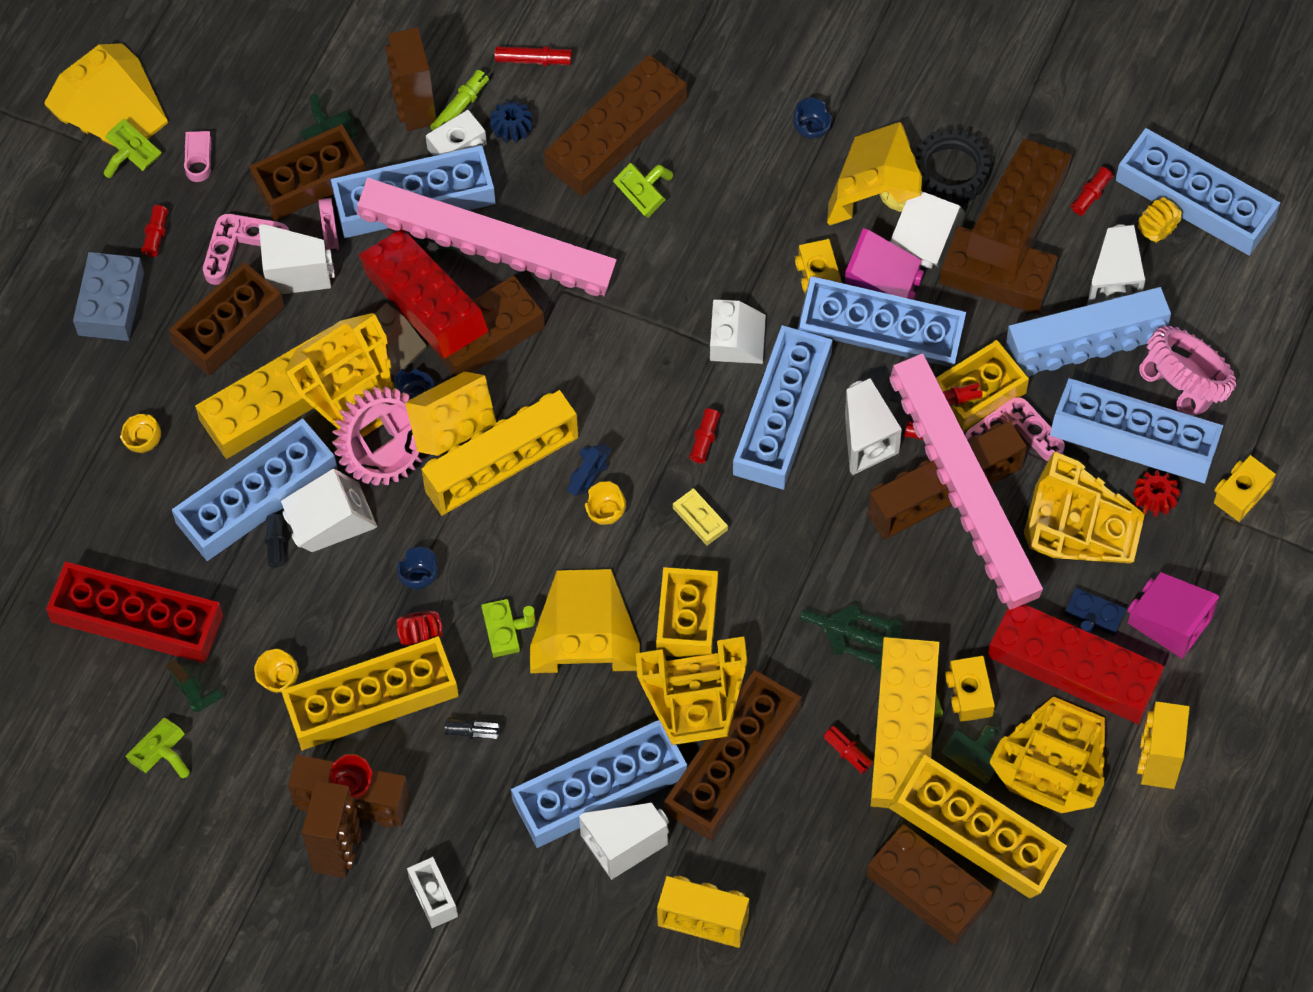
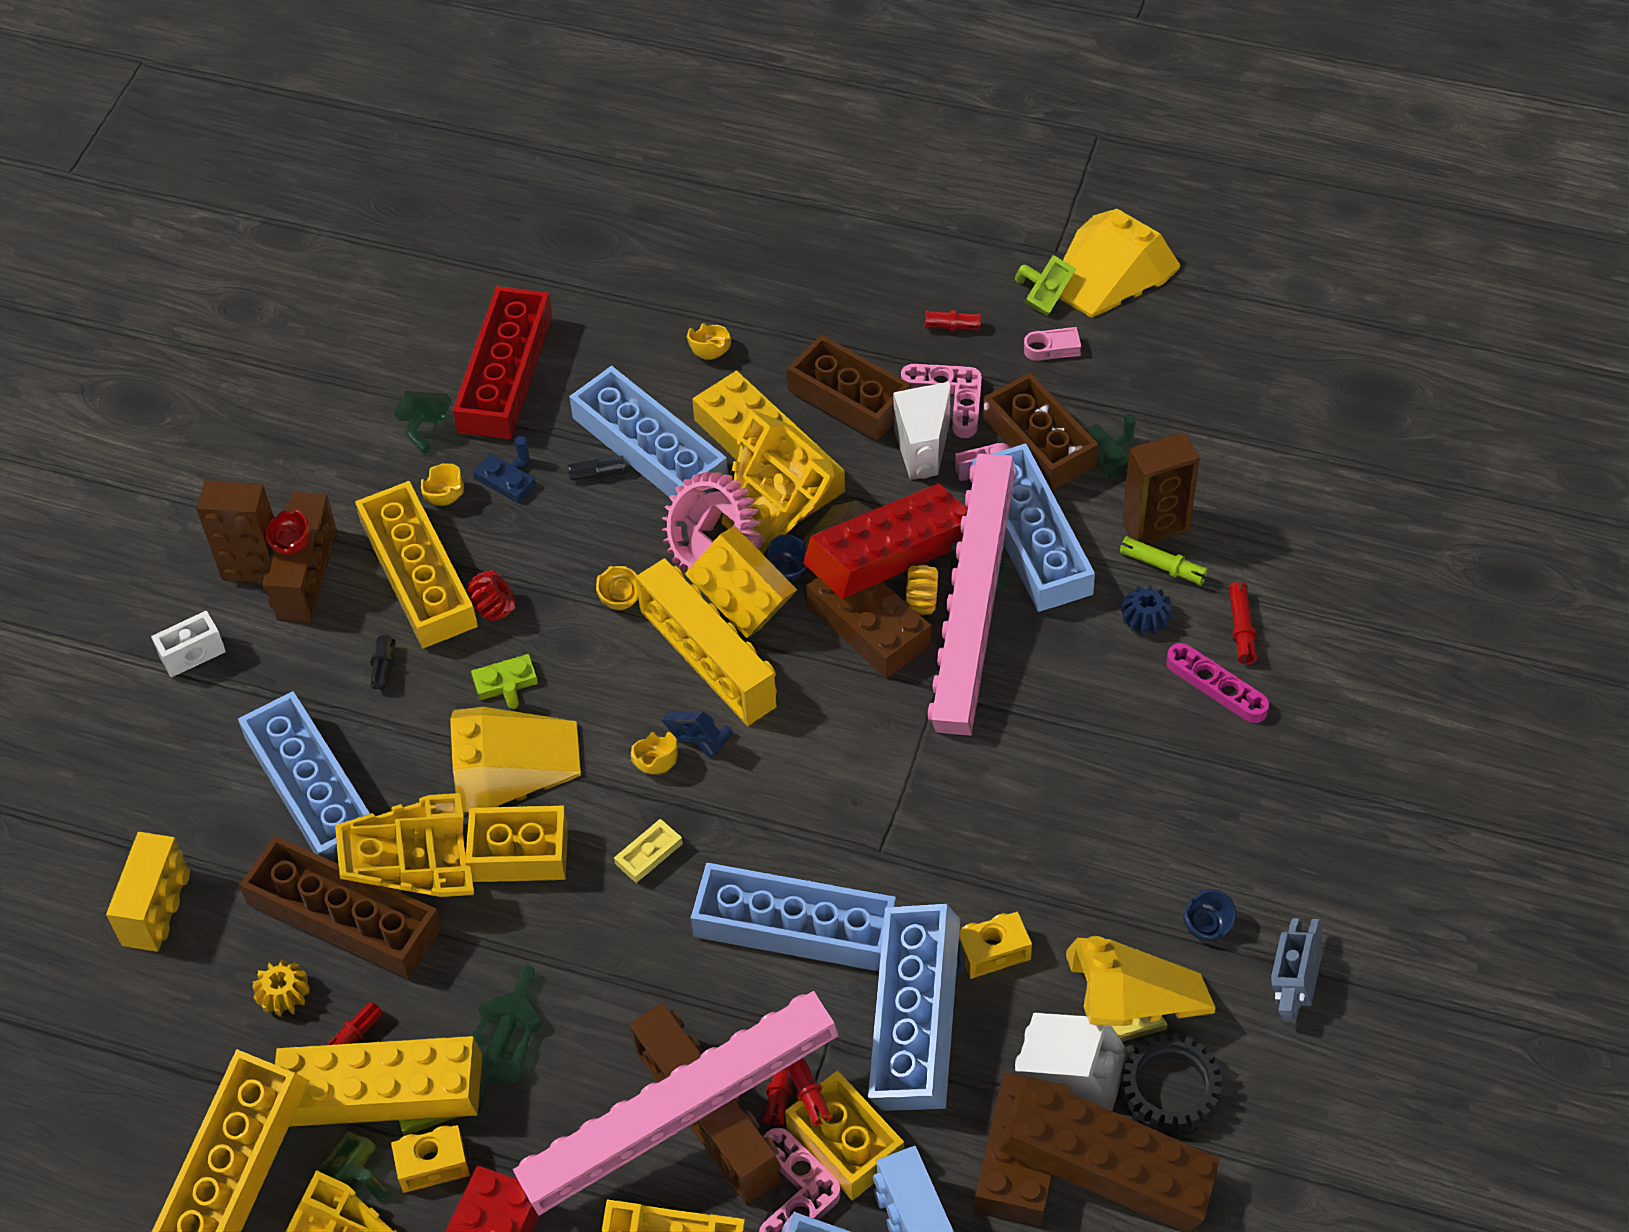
camera: 85 degrees right, 10 degrees down
(108, 296) = (865, 292): sand blue brick -> none
(158, 745) = (360, 400): lime plate -> none
(267, 622) = (507, 477): none -> dark blue plate
(327, 511) = (628, 505): white slope -> none
(418, 568) = (565, 590): dark blue hair -> none
(423, 525) = (617, 587): none -> yellow hair
(461, 128) = (1113, 561): white brick -> none
(471, 279) = (922, 588): none -> yellow gear
(585, 81) = (1220, 679): none -> dark pink beam
(615, 125) = (1160, 711): reddish brown brick -> none
(624, 835) = (239, 804): white slope -> none
(640, 188) = (1079, 743): lime plate -> none
(704, 436) = (754, 845): red pin -> none
(736, 333) = (896, 861): white slope -> none
(806, 815) = (281, 988): none -> yellow gear
(865, 67) = (1296, 968): none -> sand blue hinge
(870, 427) = (753, 995): white slope -> none
(883, 267) = (993, 1008): dark pink slope -> none
(929, 884) = (160, 1135): reddish brown brick -> none

